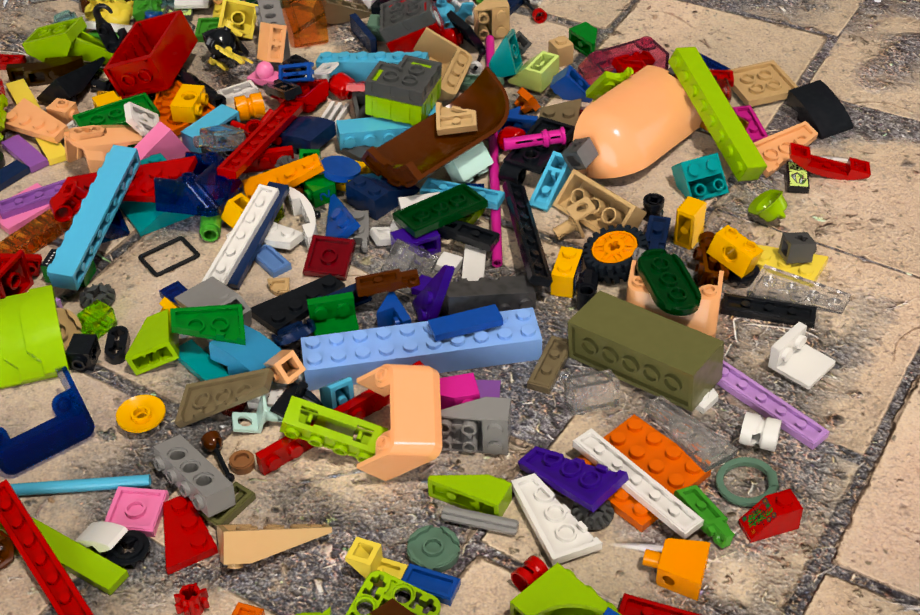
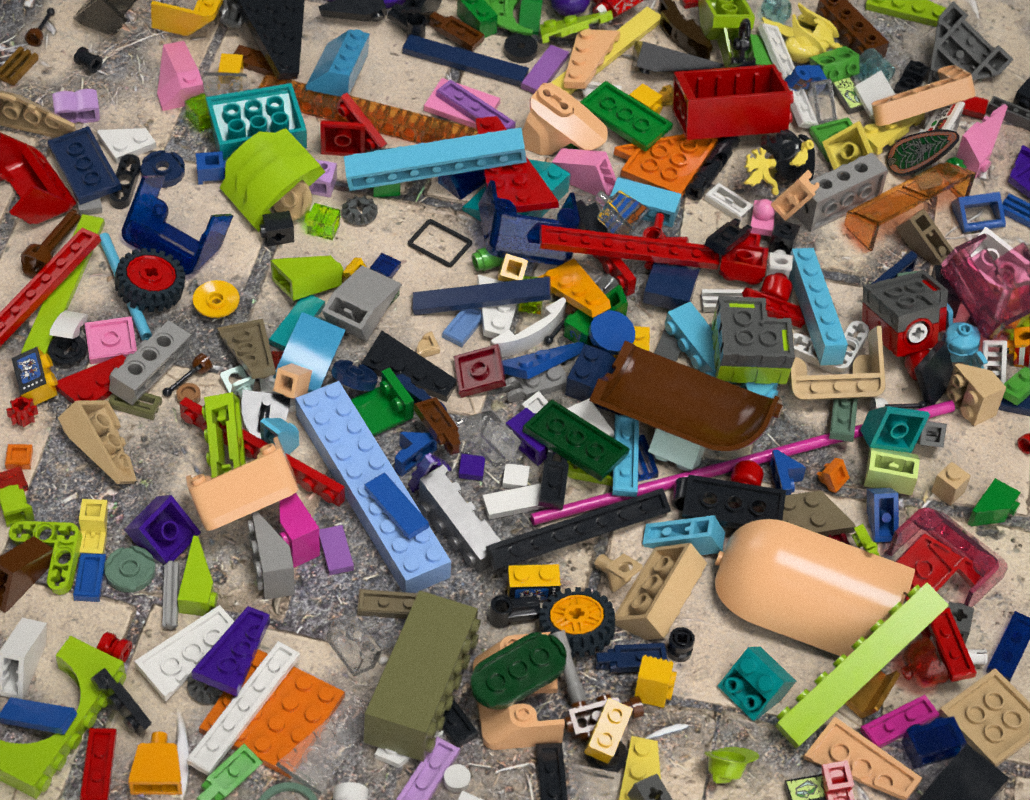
camera: 65 degrees right, 10 degrees up
(62, 110) = (618, 70): light nougat brick -> none
(67, 201) = (453, 128): red piece -> none
(85, 457) = (149, 280): none -> black wheel
(113, 344) = (302, 248): black beam -> none
(139, 118) = (610, 138): white wing -> none
(152, 577) = (35, 375): none -> brick
(189, 103) = (666, 165): yellow brick -> none
(210, 322) = (323, 303): green wing -> none
(242, 233) = (468, 285): white tile -> none
(250, 106) = (695, 220): light orange wheel -> none
(308, 72) = (767, 235): blue tile -> none
(399, 508) = (163, 529): none -> dark purple slope
(455, 120) = (726, 405): tan wing -> none
(509, 143) = (733, 501): dark pink pin -> none
(580, 153) = (711, 540): dark grey brick -> none
(607, 570) = (122, 701): none -> black hinge
(741, 361) = (457, 778): none -> white tile
(774, 111) = (933, 741): none -> clear blue brick

